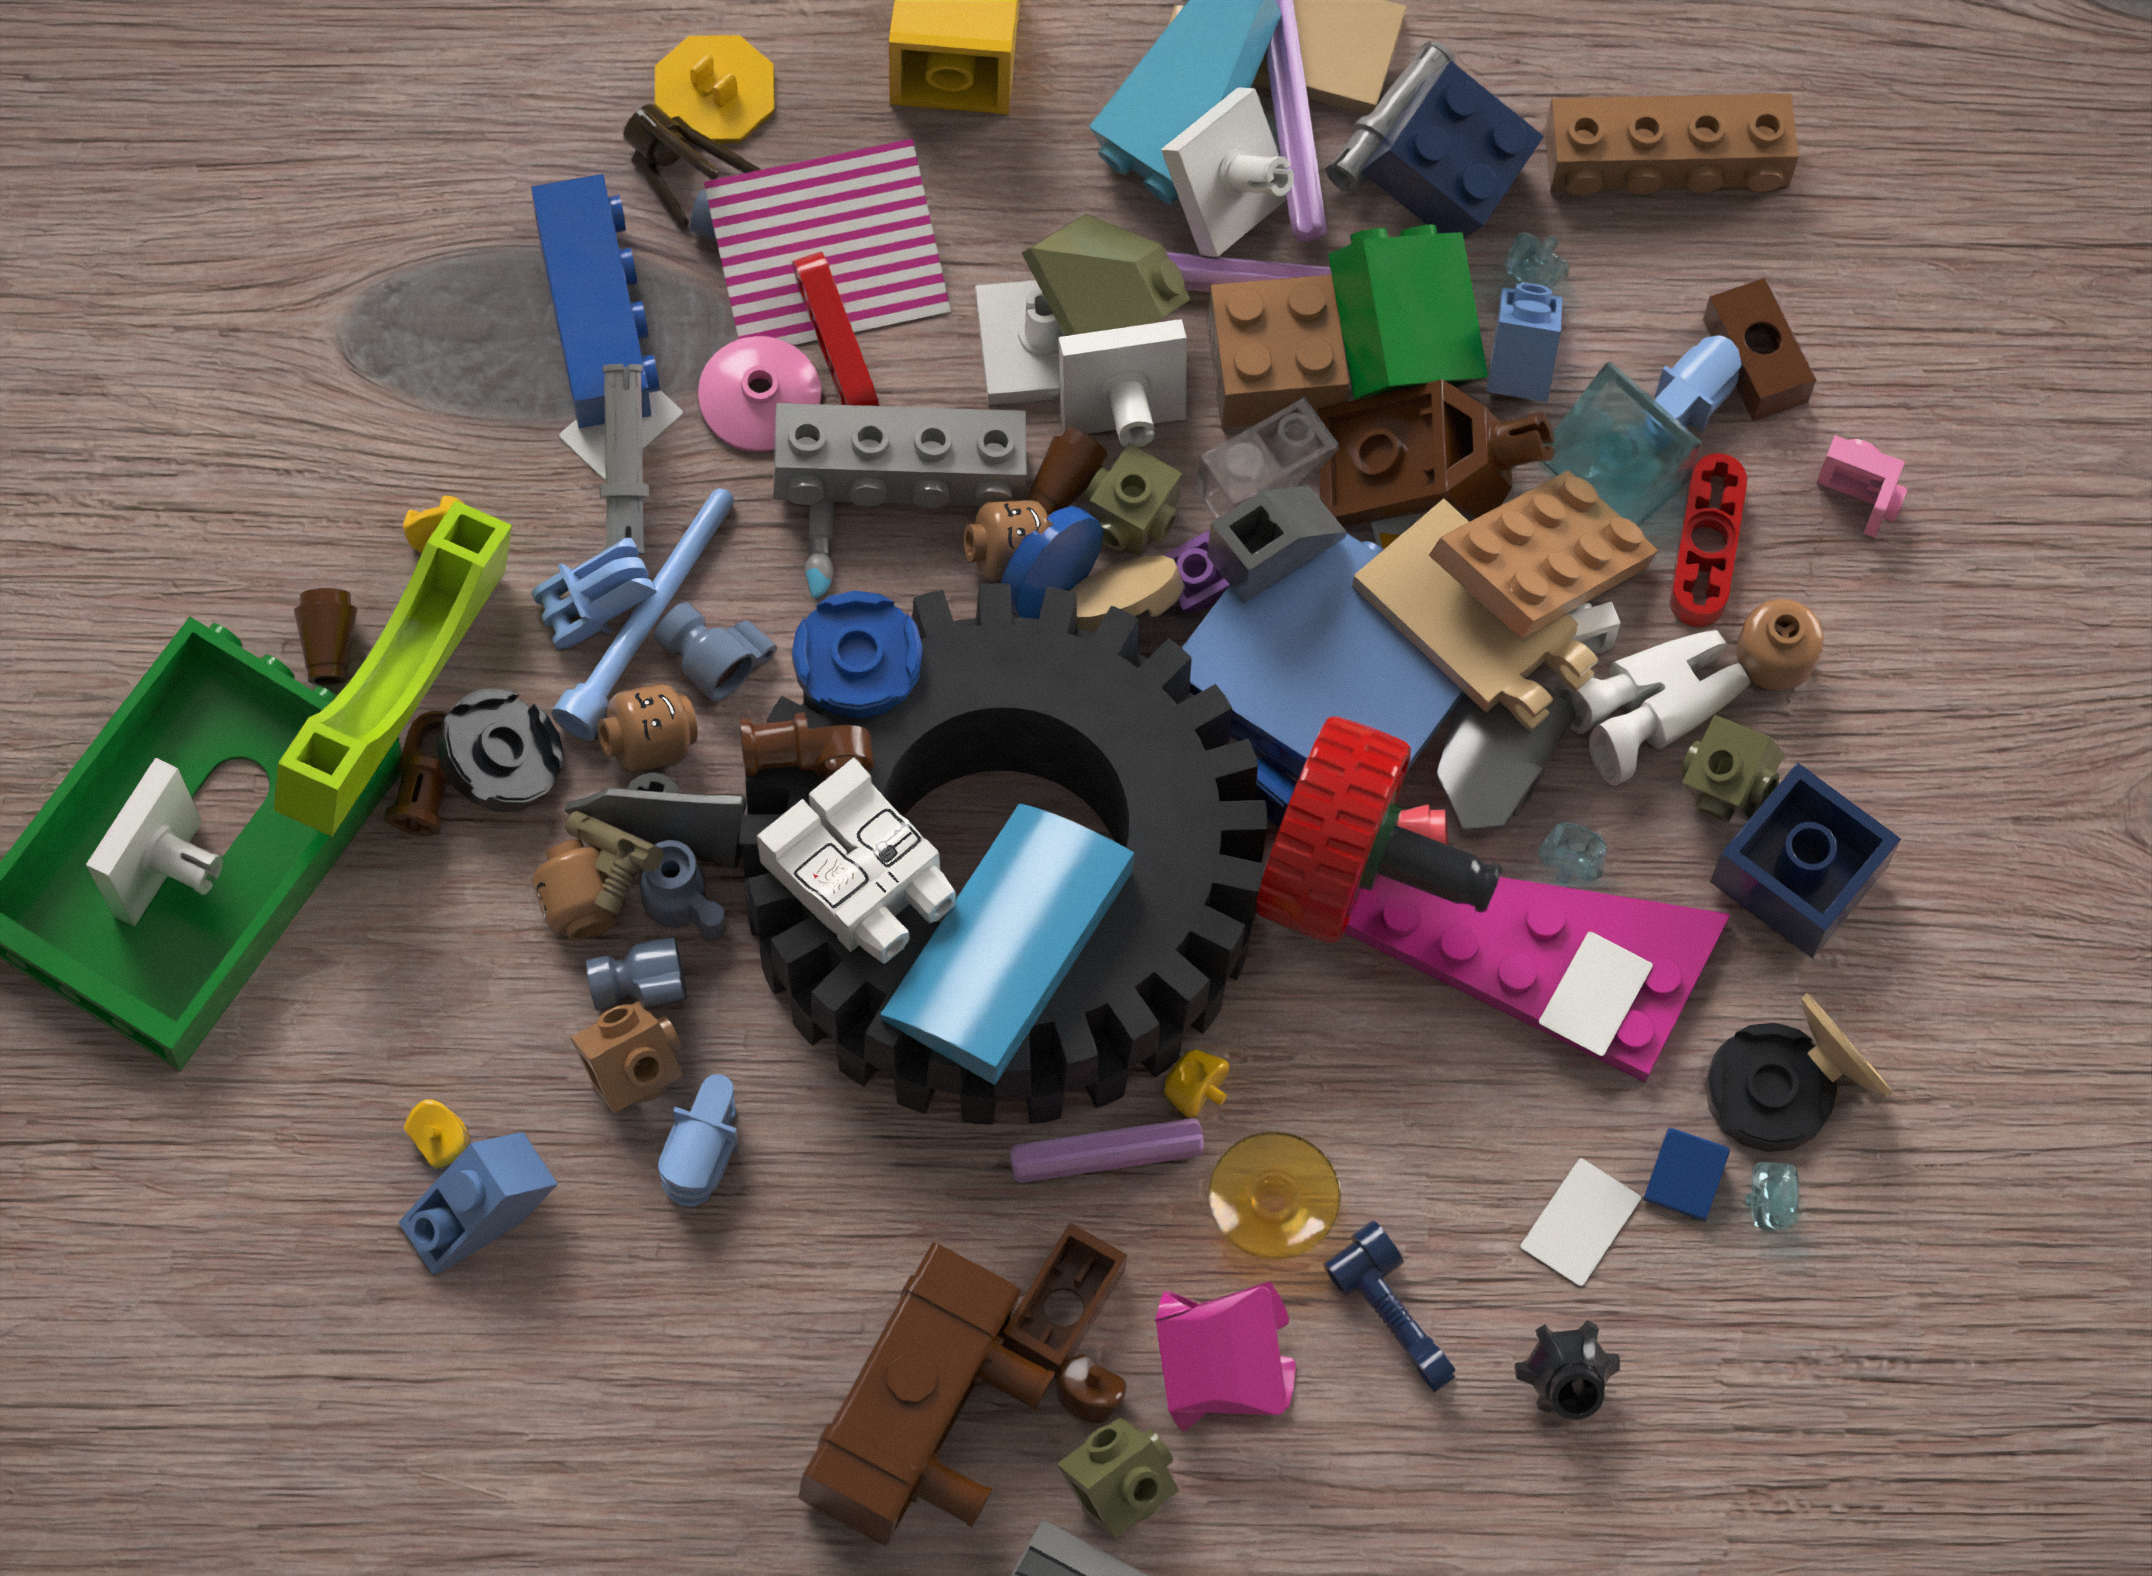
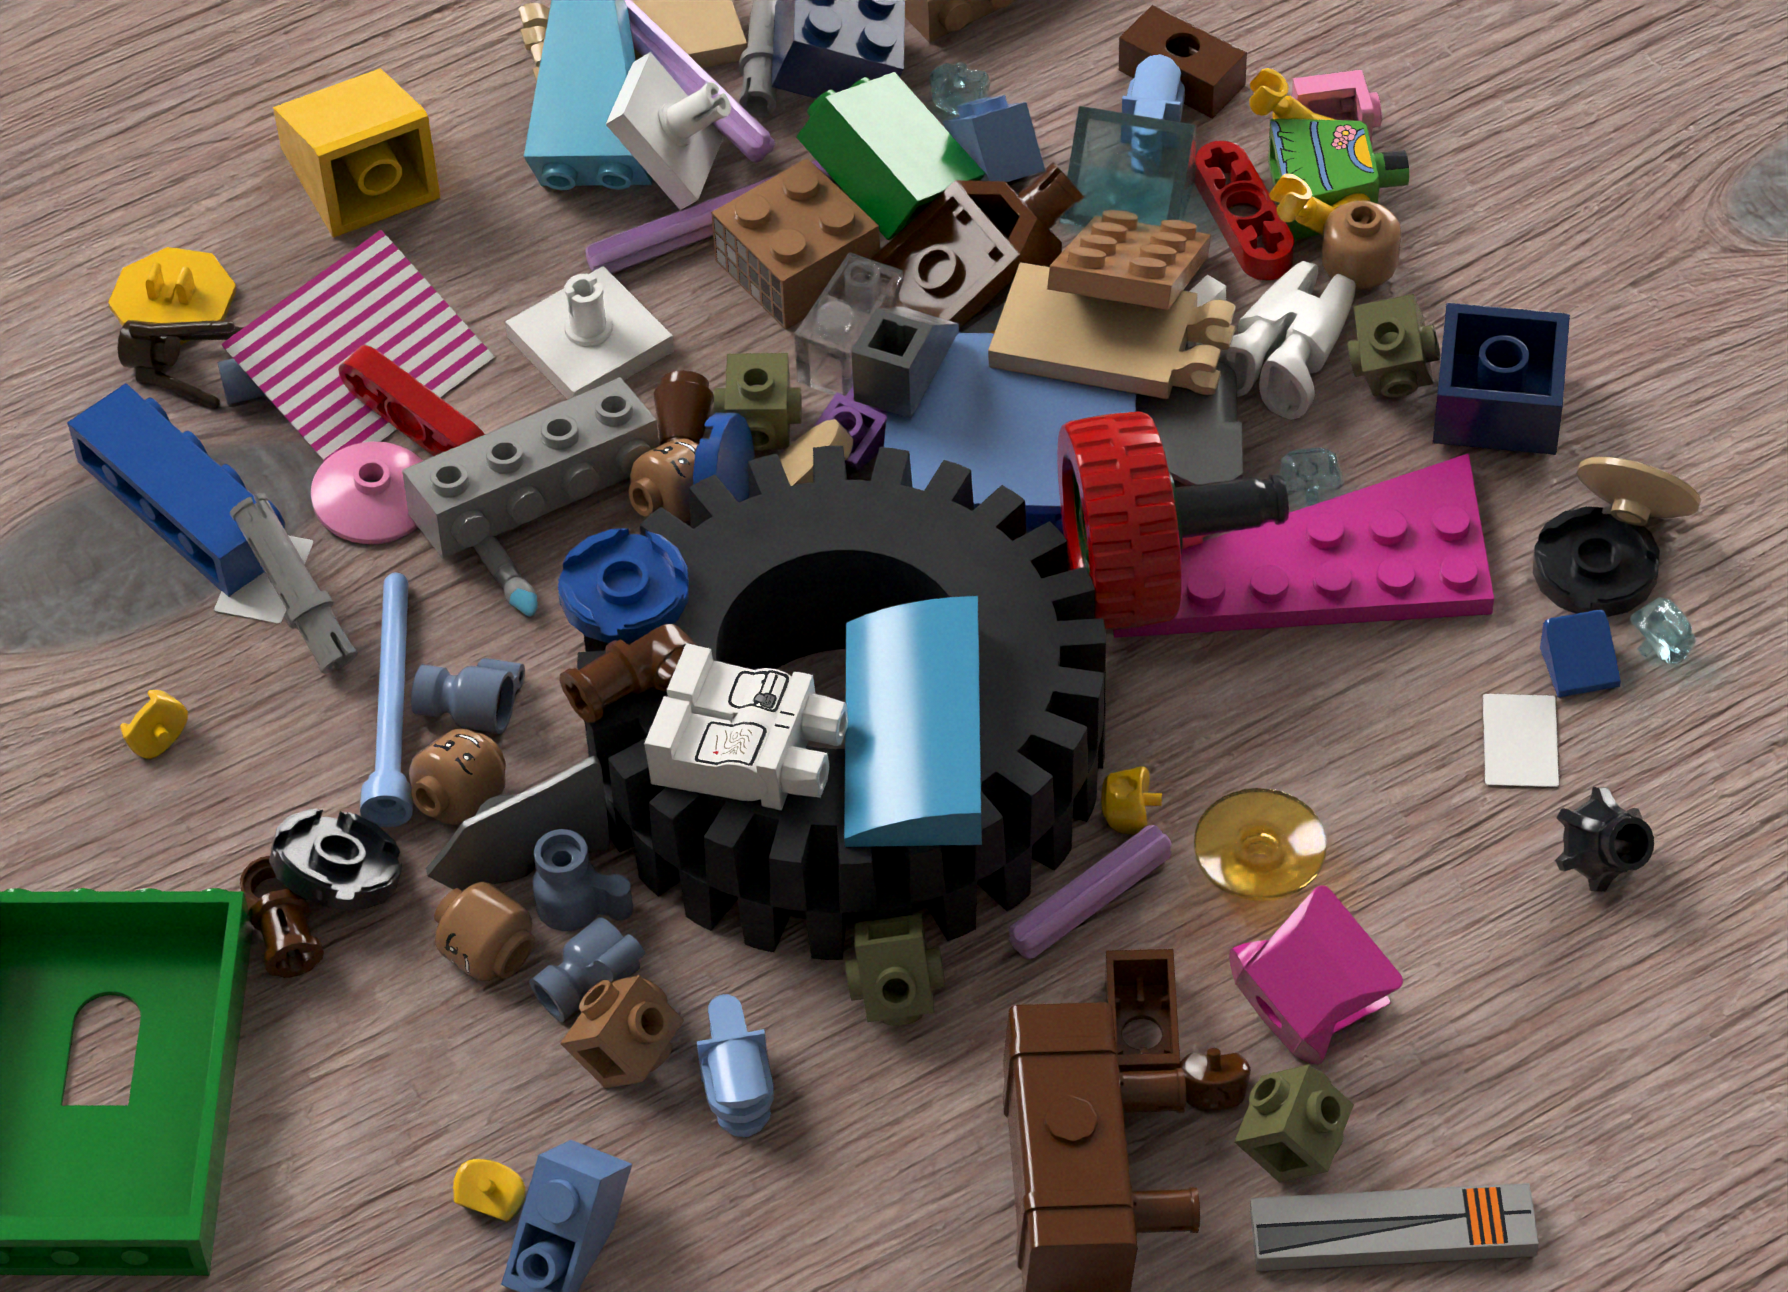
camera: 25 degrees left, 15 degrees down
(150, 844) = (67, 1083): white tile -> none
(326, 633) = (108, 850): reddish brown cone -> none
(352, 734) = (205, 849): lime arch -> none
(598, 592) = (340, 692): light blue arm -> none
(619, 856) = (507, 873): dark tan hose -> none
(884, 1133) = (894, 970): none -> olive brick
(1104, 277) = (625, 250): olive slope -> none
(1124, 380) = (686, 312): white tile -> none
(1364, 1267) = (1372, 859): dark blue brick -> none
(1595, 993) = (1408, 559): white sticker -> none
(1803, 537) = (1318, 159): none -> torso

